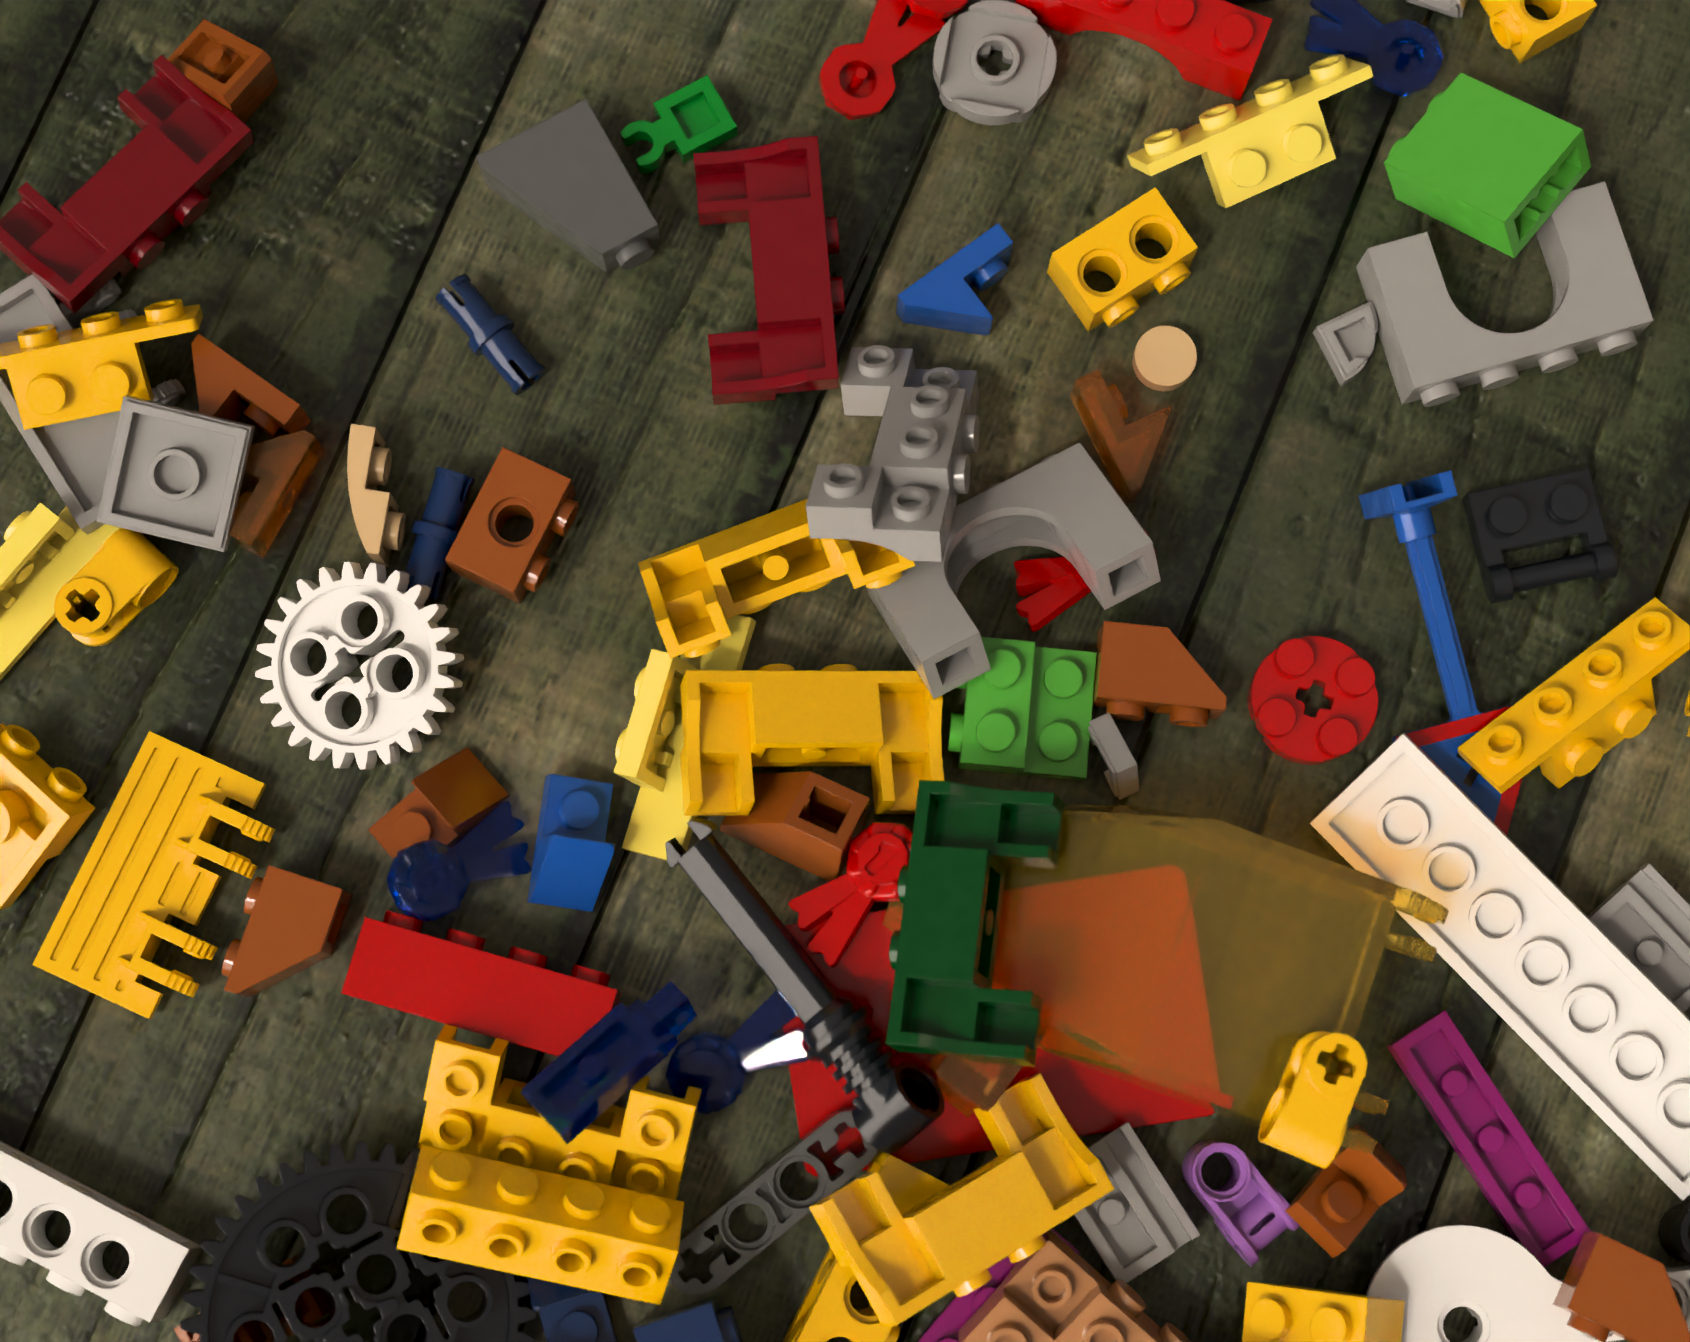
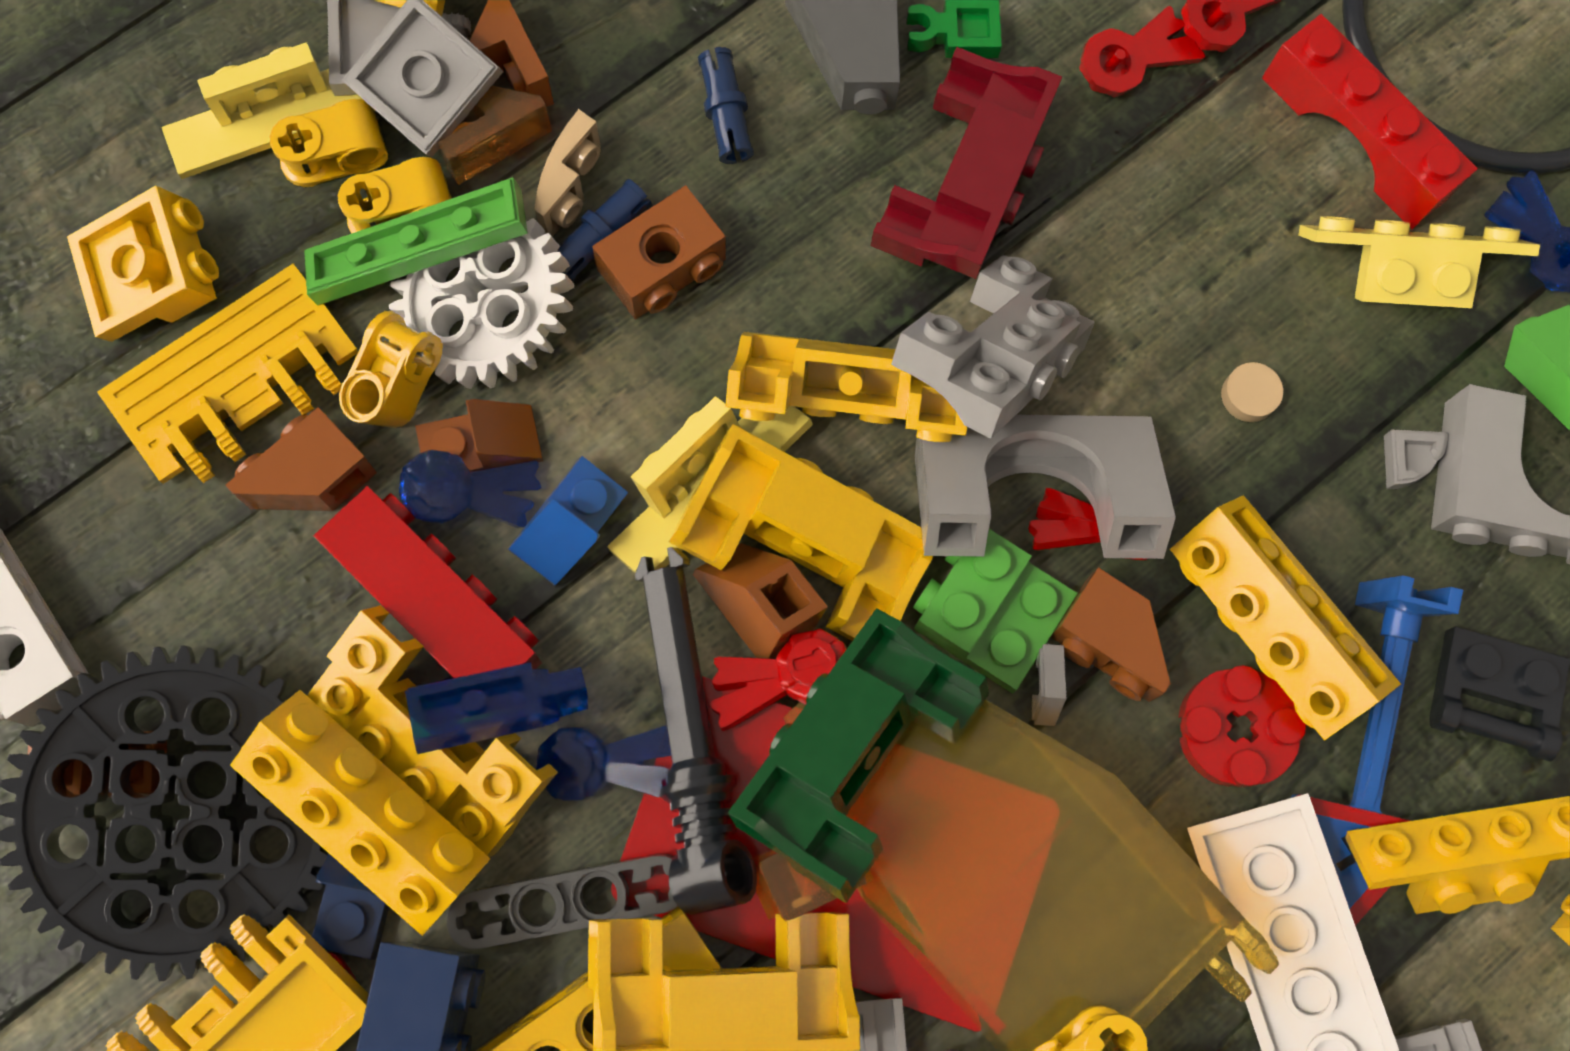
camera: 25 degrees right, 5 degrees down
(222, 606) = (392, 192): none -> yellow piece
(265, 647) = (415, 241): none -> bright green tile
(320, 780) = (389, 372): none -> yellow piece
(946, 294) = (1101, 251): blue slope -> none
(1002, 97) = (1224, 130): light grey plate -> none
(1112, 250) = (1253, 286): yellow brick -> none
(1121, 447) = (1182, 439): clear orange slope -> none
(1300, 574) = (1283, 617): none -> yellow brick

